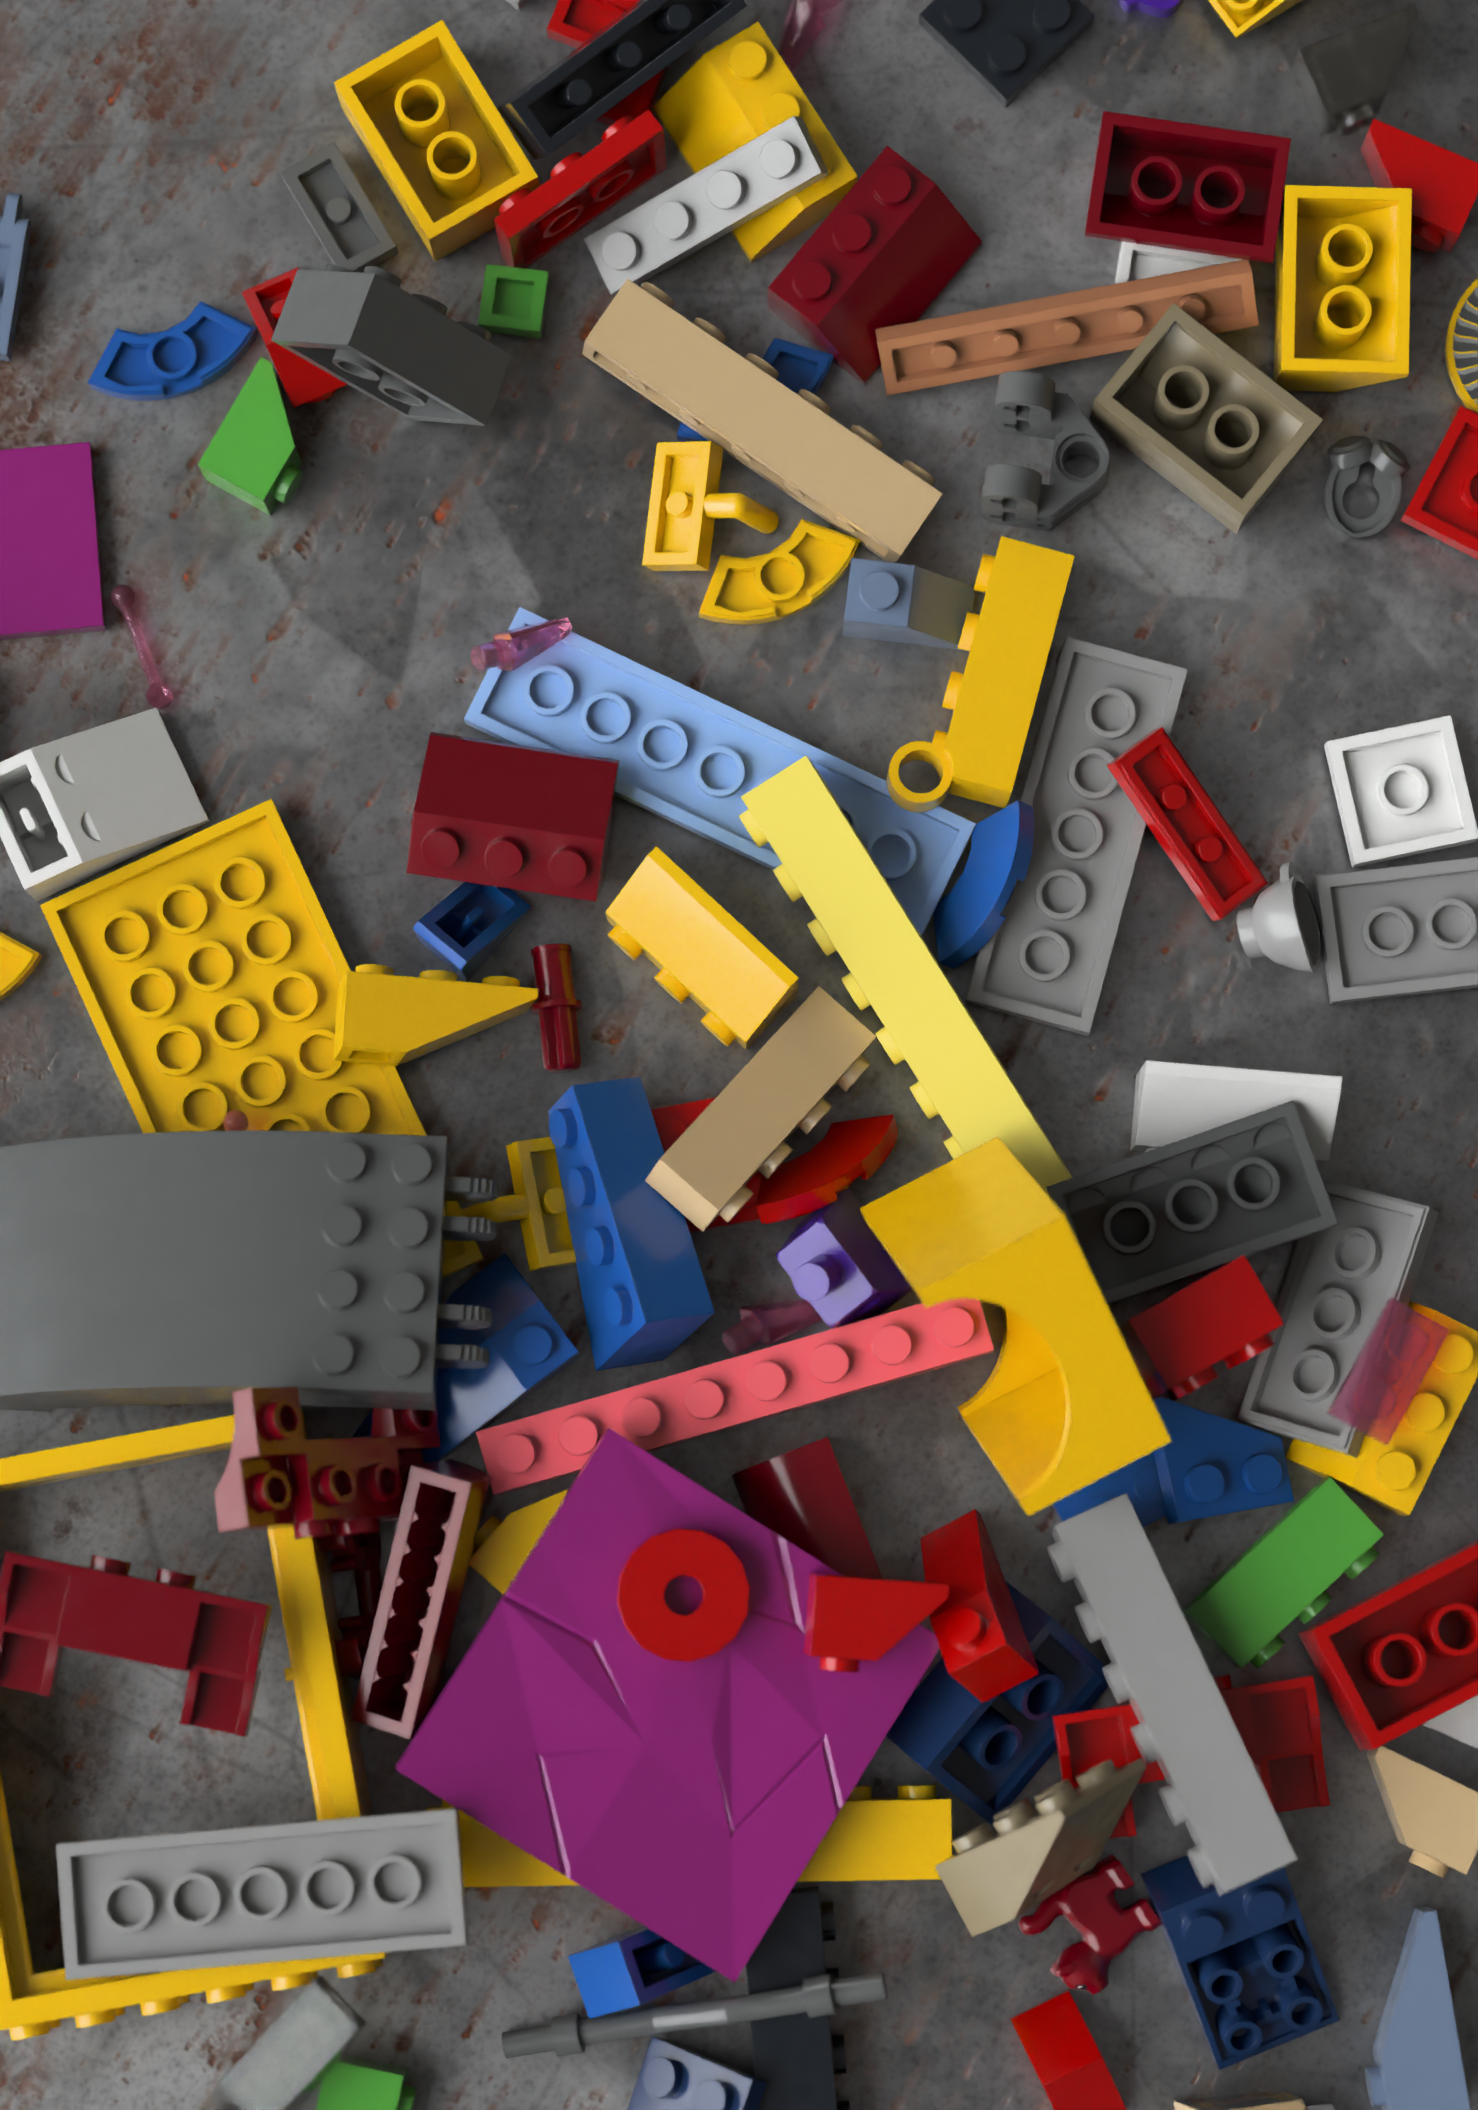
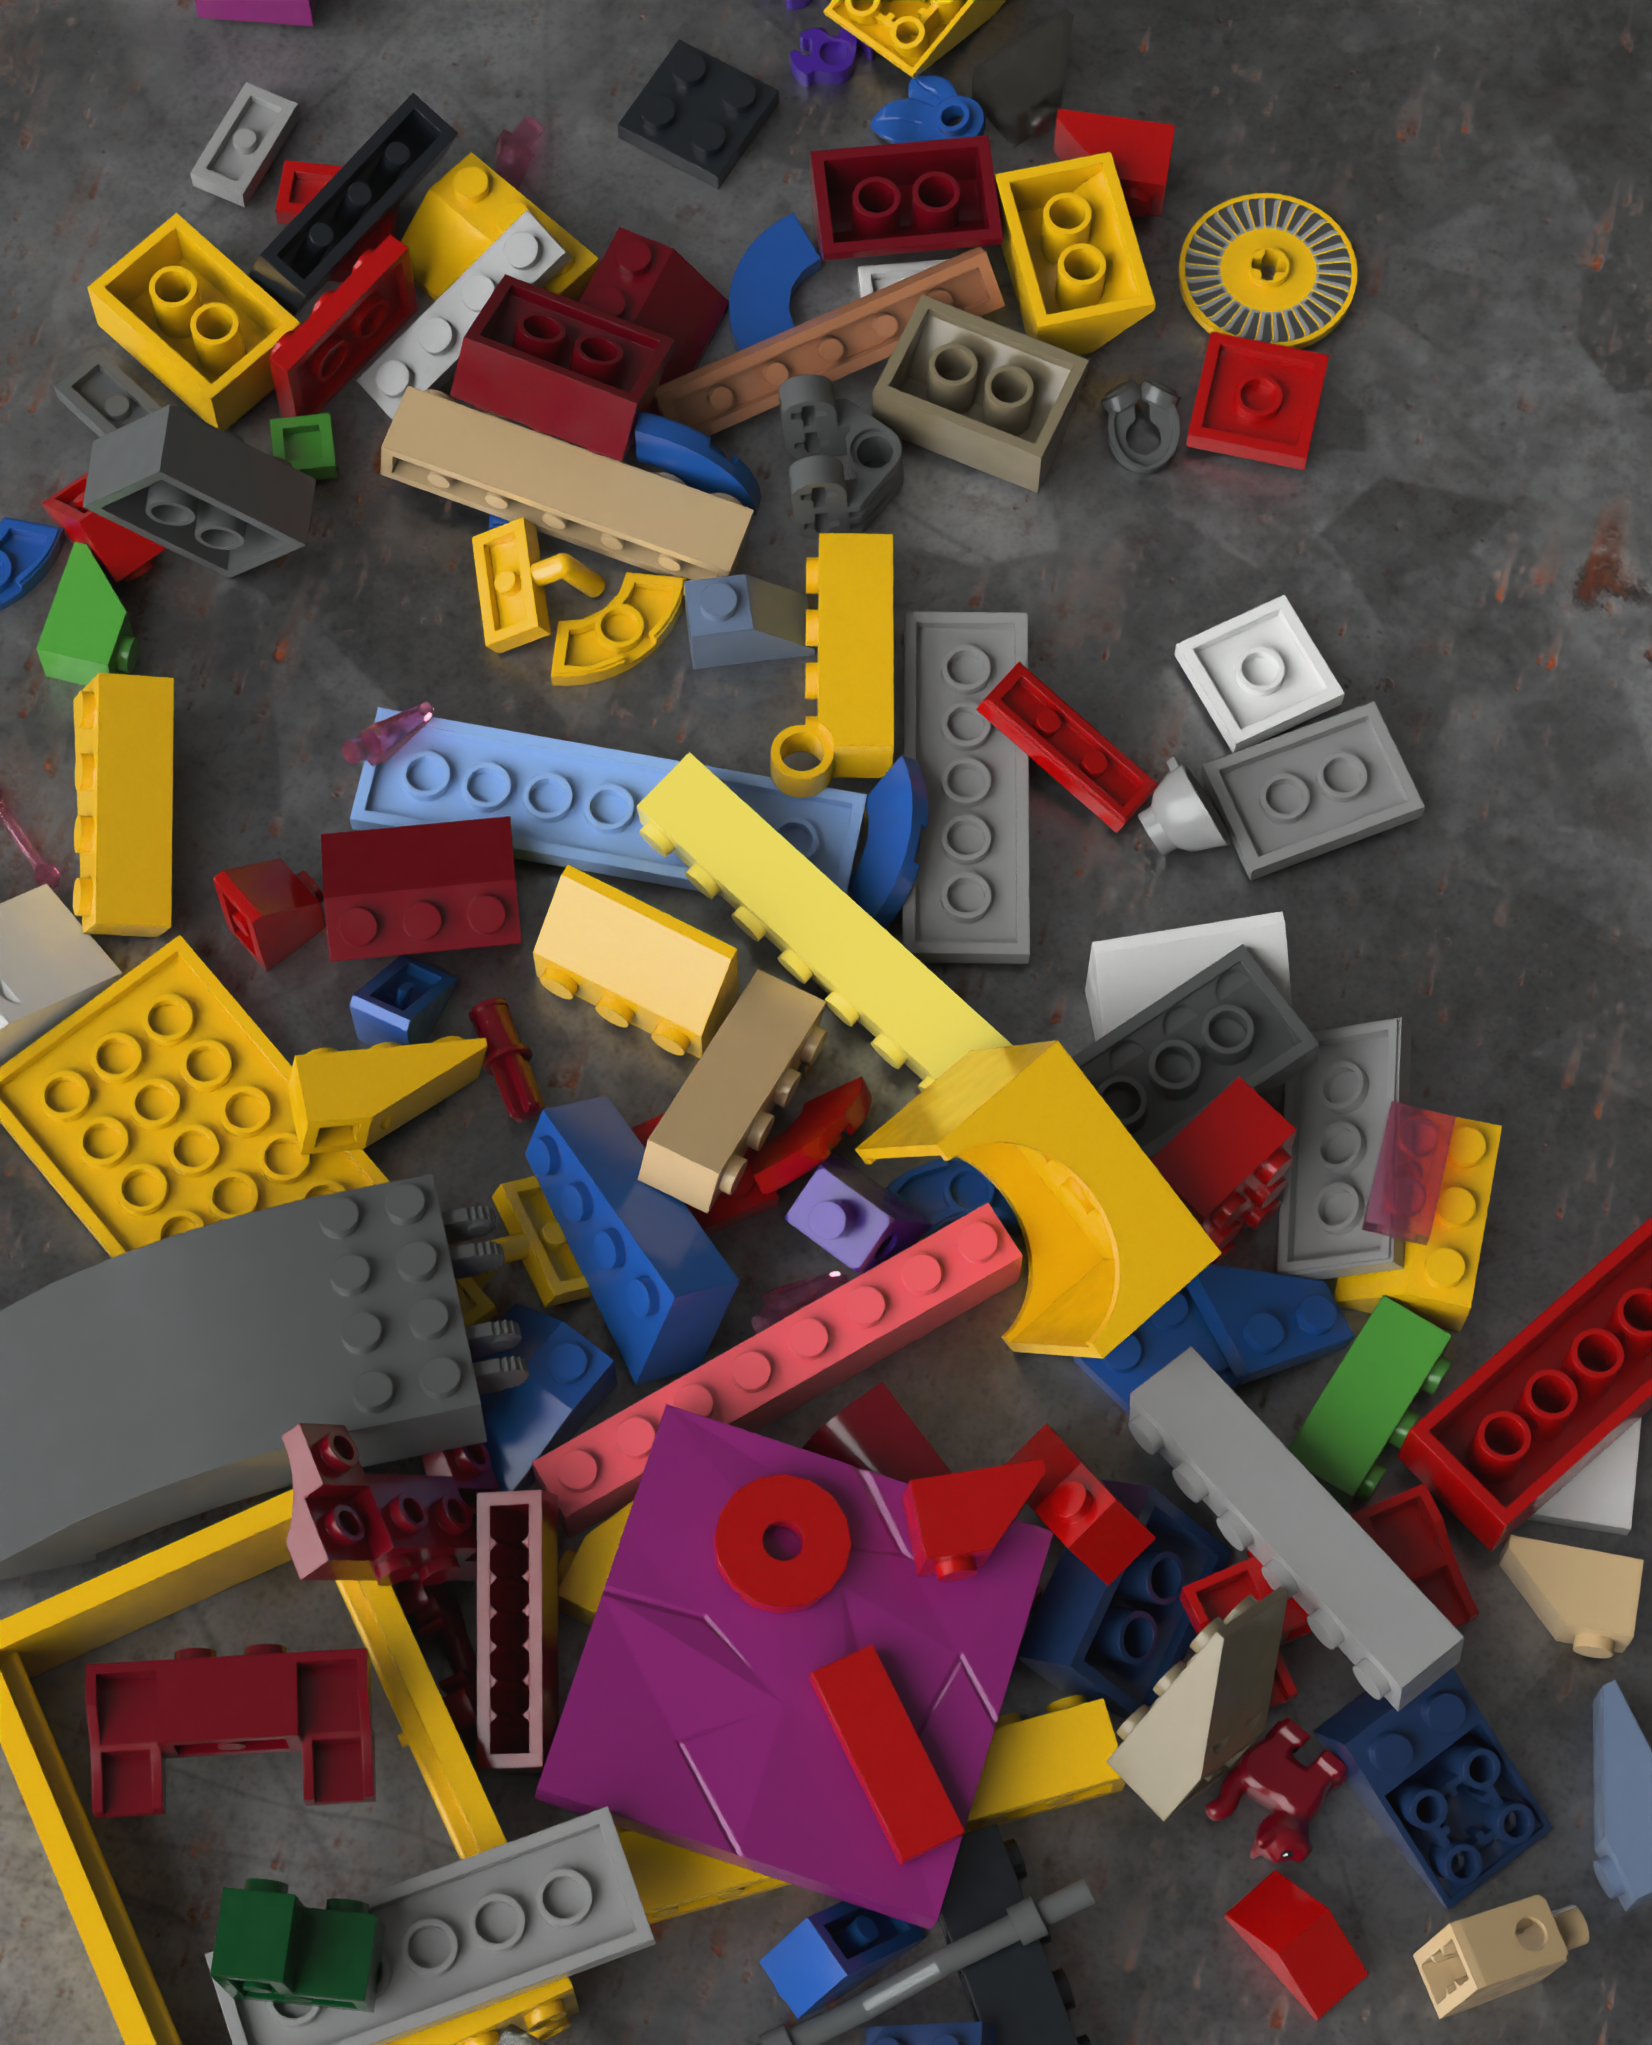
camera: 20 degrees left, 15 degrees down
(127, 1876) = (297, 1954): none -> dark green brick
(245, 655) = (124, 804): none -> yellow wedge
(365, 796) = (270, 909): none -> red slope
(727, 1819) = (886, 1754): none -> red tile
(786, 299) = (560, 367): none -> dark red slope
(898, 427) = (694, 459): none -> blue tile
(1023, 234) = (768, 281): none -> blue tile
(1232, 83) = (928, 112): none -> blue plate

